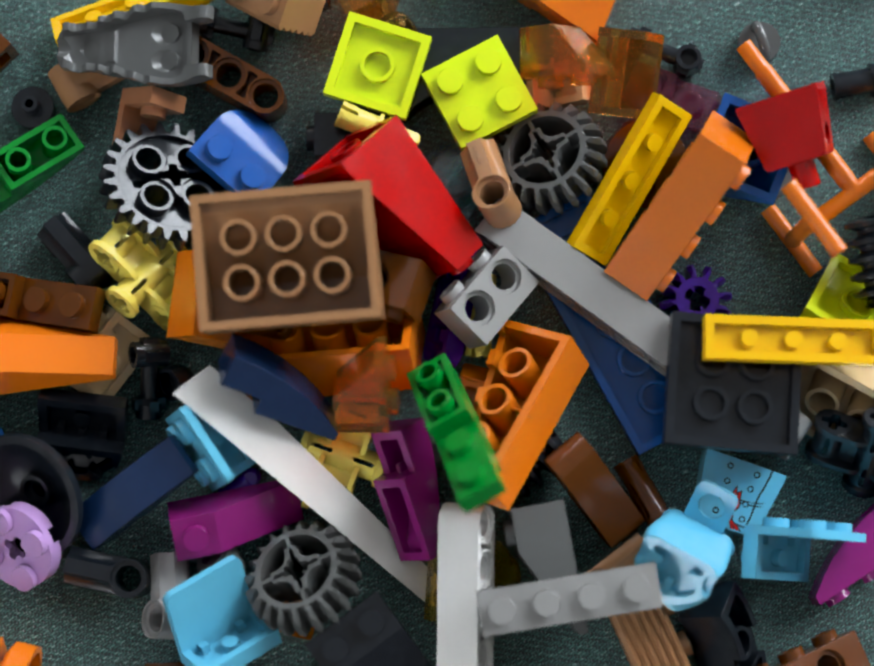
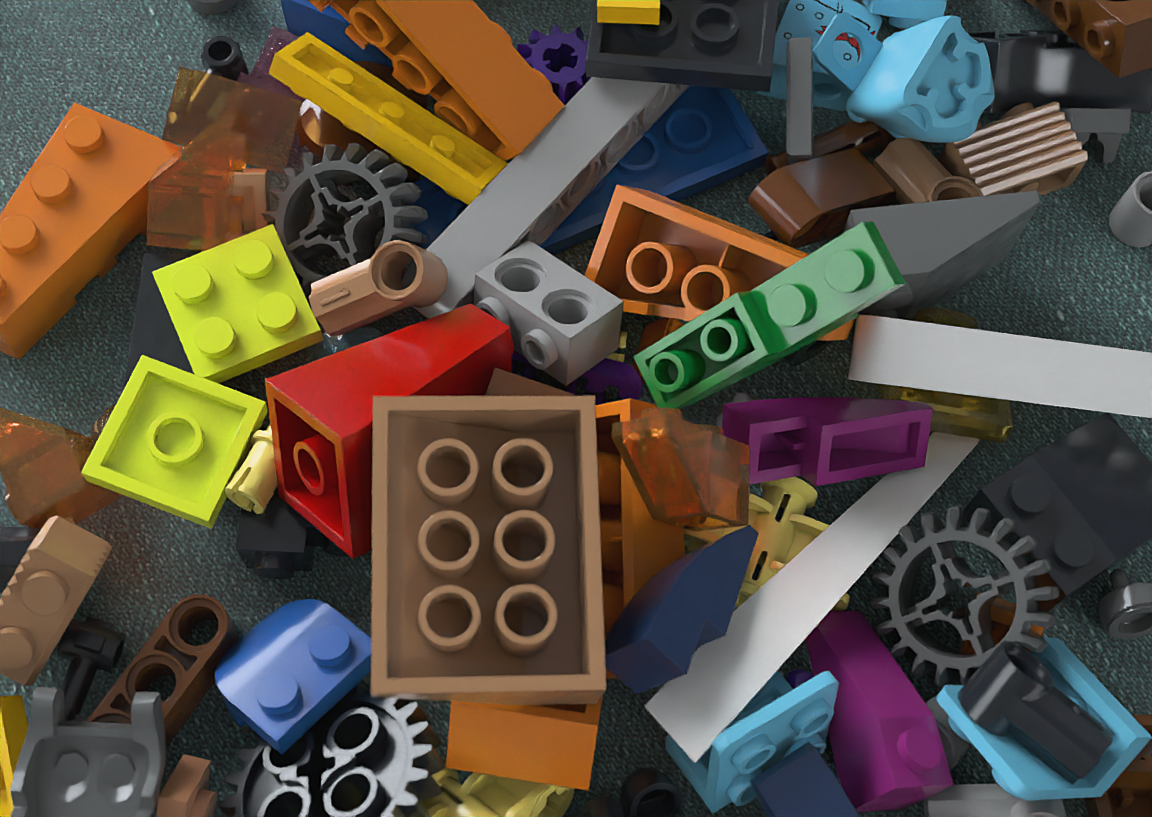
camera: 95 degrees left, 15 degrees down
(230, 601) = (1018, 698): none -> black piece
(569, 599) = (996, 208): light grey plate -> none
(660, 471) = (799, 100): none -> dark grey tile

